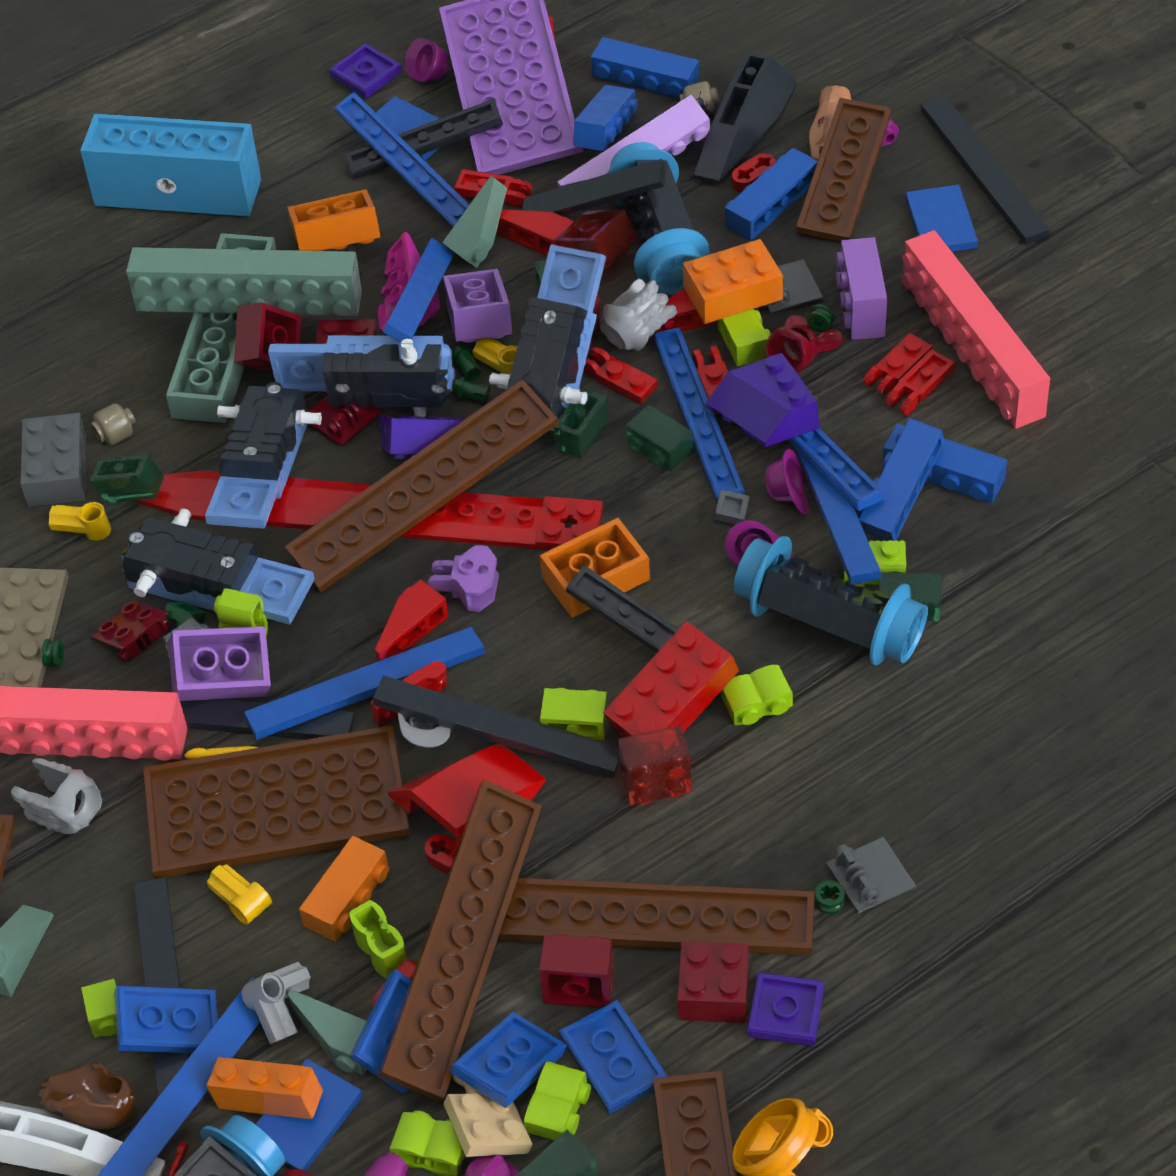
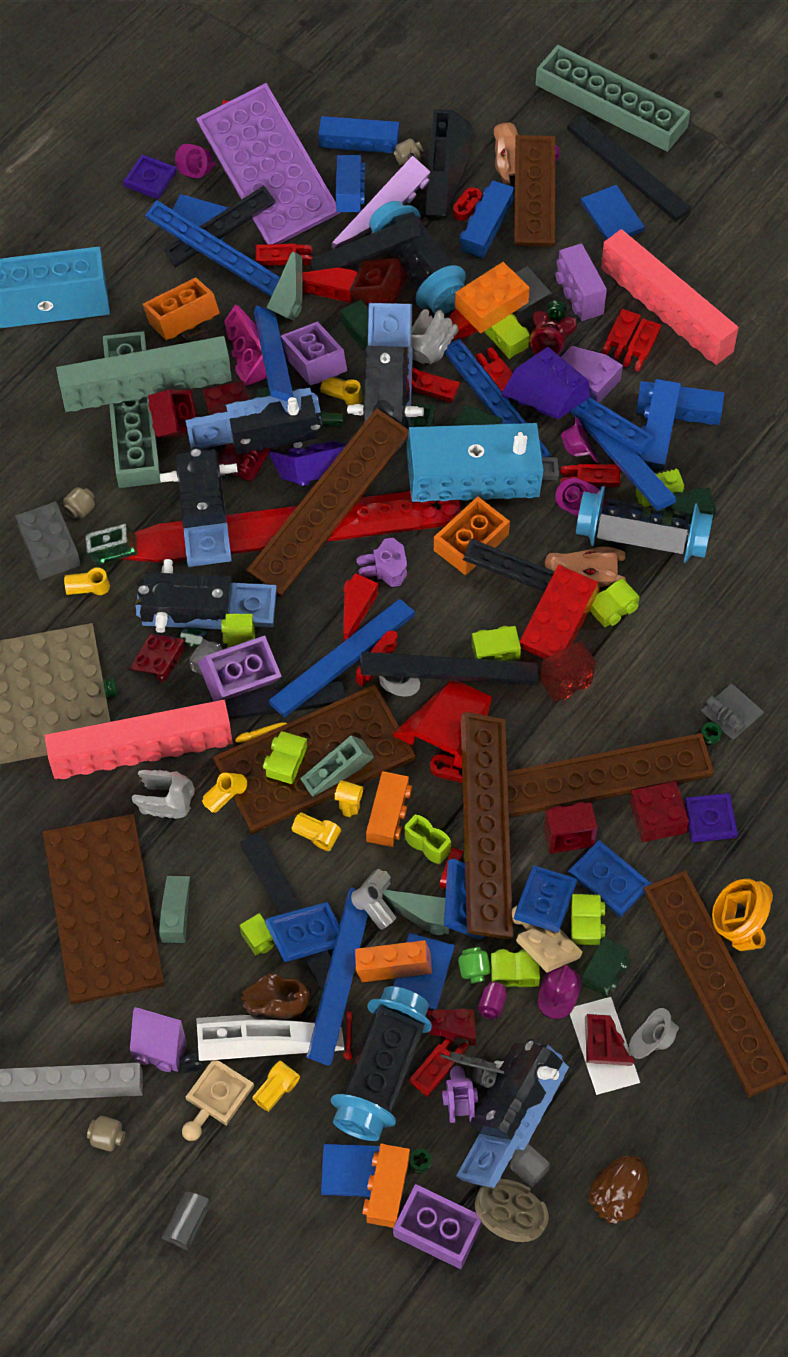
camera: 20 degrees left, 10 degrees up
(140, 806) = (227, 786): none -> yellow piece
(233, 788) = (286, 757): none -> lime brick
(294, 858) = (348, 797): none -> yellow piece
(298, 813) = (338, 765): none -> sand green slope
(376, 1123) = (474, 964): none -> bright green head
(464, 359) = (324, 403): dark green pin -> none
(629, 473) = (474, 462): none -> dark azure piece
(749, 641) = (594, 563): none -> nougat animal
(802, 530) = (594, 474): none -> red hinge
(842, 403) = (598, 368): none -> medium lavender slope
(991, 82) = (612, 98): none -> sand green brick

